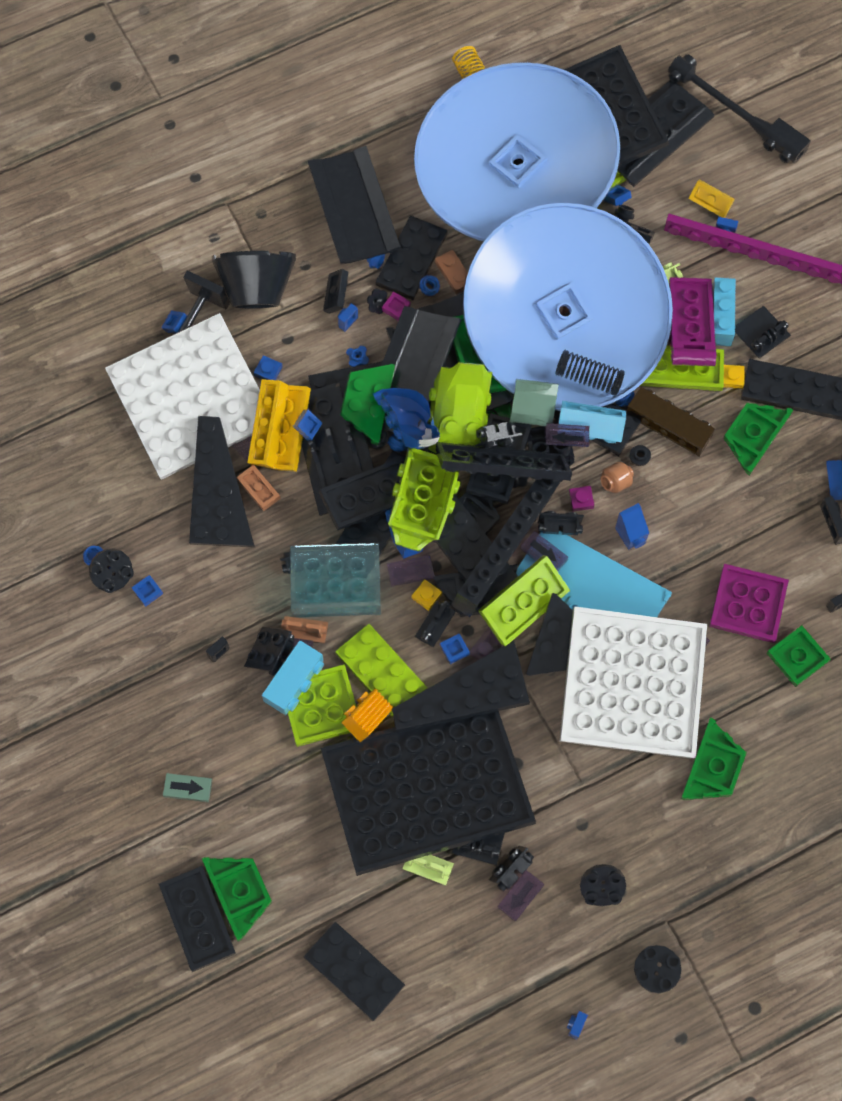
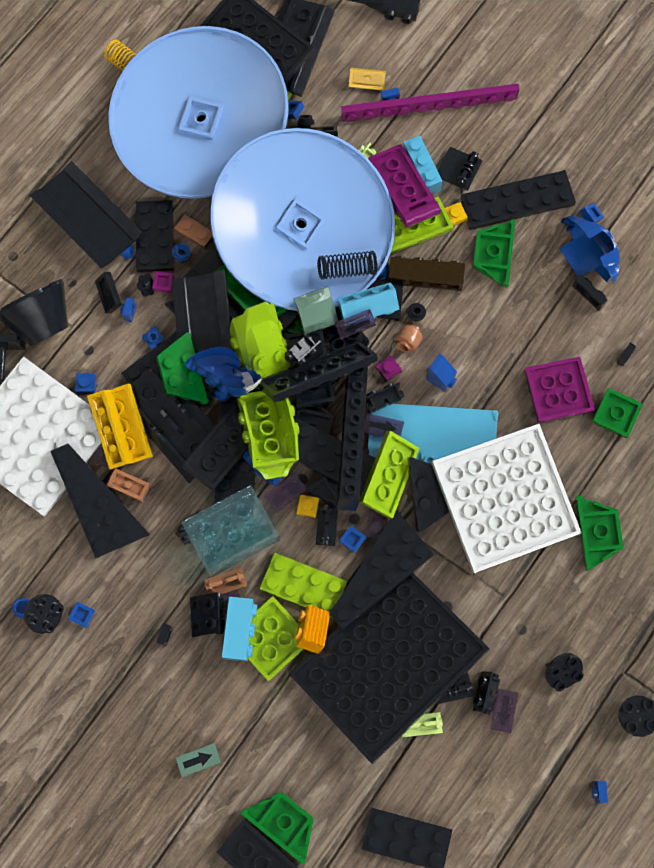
camera: 25 degrees left, 5 degrees up
(307, 424) = (143, 415): blue plate -> none

